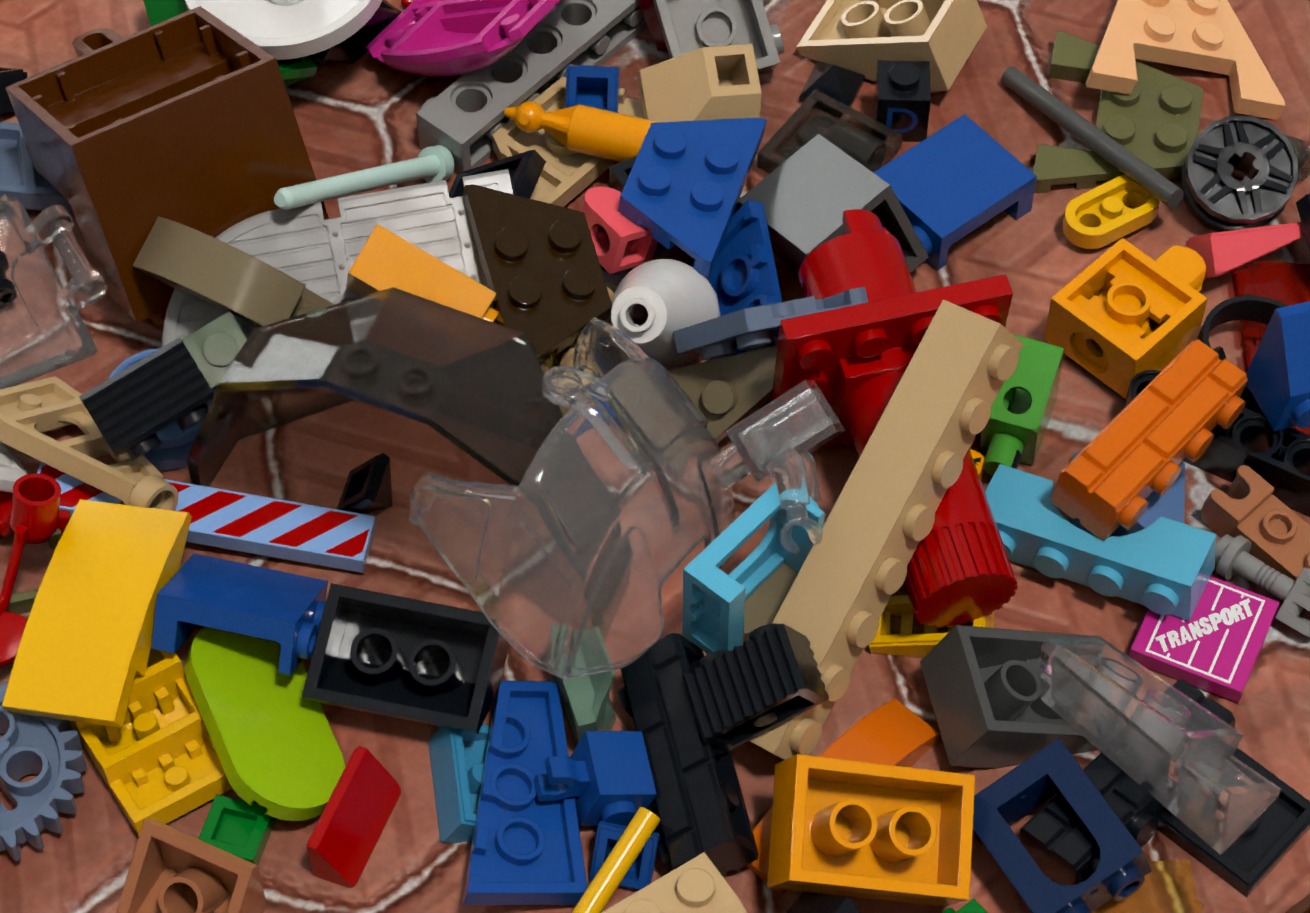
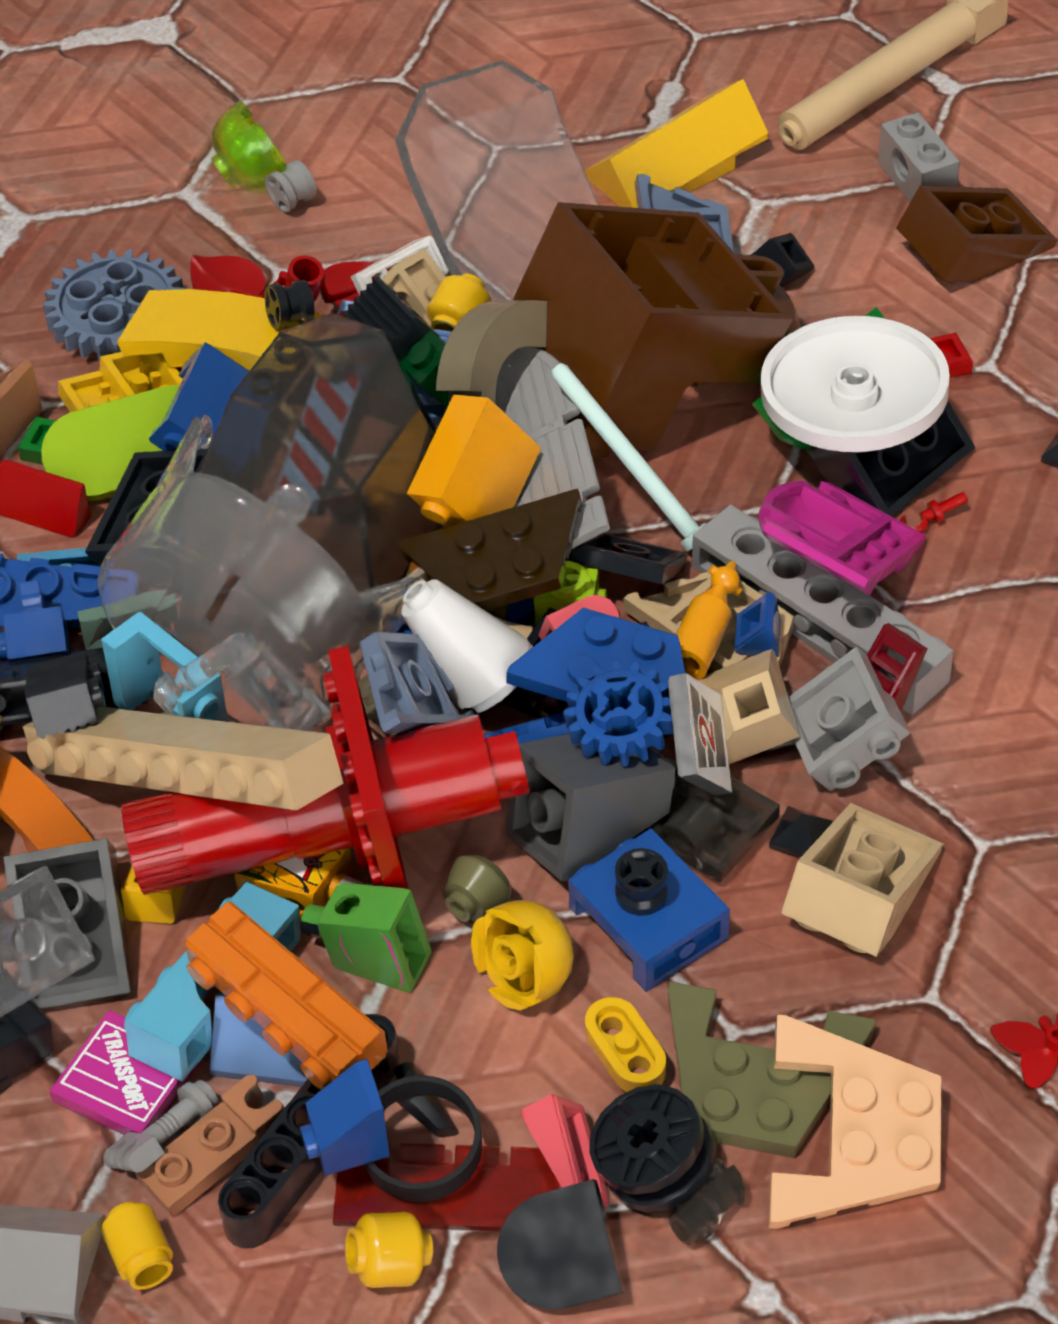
camera: 95 degrees right, 5 degrees down
(69, 364) = (454, 299): none -> yellow head
(94, 507) = (289, 304): none -> black wheel
(776, 155) = (619, 713): none -> blue gear
(789, 102) = (699, 734): none -> flat silver tile
(903, 97) = (763, 871): black brick -> none
(956, 166) = (644, 869): none -> black wheel
(1037, 268) = (523, 952): none -> yellow cylinder
(1093, 137) = (715, 1029): dark grey axle -> none
(1129, 312) = (476, 1031): light orange brick -> none

